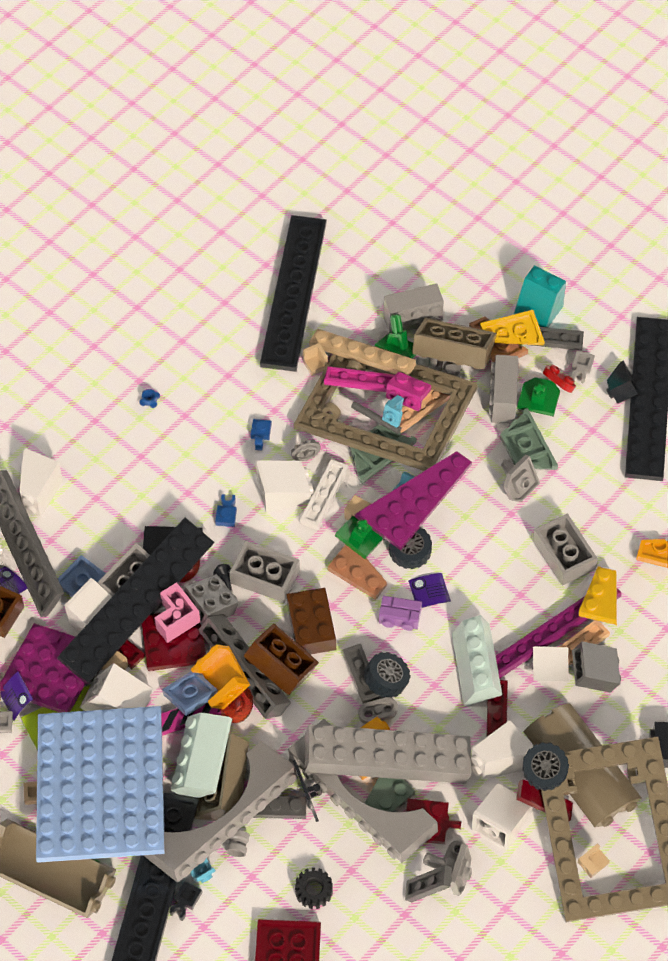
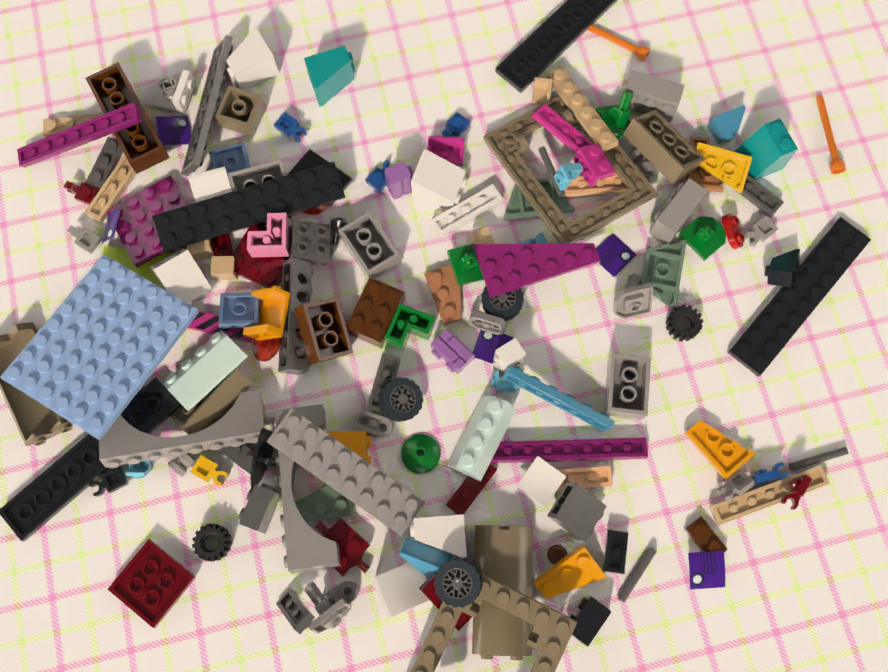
camera: 35 degrees right, 15 degrees up
(59, 529) = (240, 111): none -> dark tan brick
(109, 518) = (288, 125): none -> blue plate
(115, 451) = (330, 72): none -> teal slope
(147, 667) = (223, 268): none -> tan panel
(149, 393) = (390, 41): blue plate -> none
(249, 502) = (399, 179): none -> medium lavender brick
(263, 836) = (206, 469): none -> yellow plate
(270, 450) = (447, 148): none -> dark pink bracket
(305, 450) = (476, 164): light grey gear -> none
(336, 831) = (259, 508): none -> dark grey brick
(346, 611) = (408, 322): none -> green brick
(375, 278) = (640, 52): none -> orange piece
(412, 572) = (487, 322): none -> light grey plate
(433, 718) = (424, 463): none -> green dish
(452, 585) = (508, 355): none -> white brick
(464, 612) = (503, 385): none -> medium azure bracket
(479, 454) = (614, 255): none -> dark purple sticker
(492, 297) = (726, 125): none -> dark azure slope
(502, 776) = (423, 557): none -> dark azure slope
(516, 592) = (553, 396): none -> dark azure plate
(577, 465) = (691, 314): none -> black tyre
(601, 597) = (627, 450): yellow wing -> none
(604, 277) = (837, 165): none -> orange piece
(605, 714) = (556, 553): none -> reddish brown plate
(626, 717) = (569, 573): none -> light orange wing
(649, 681) = (615, 552): none -> black plate

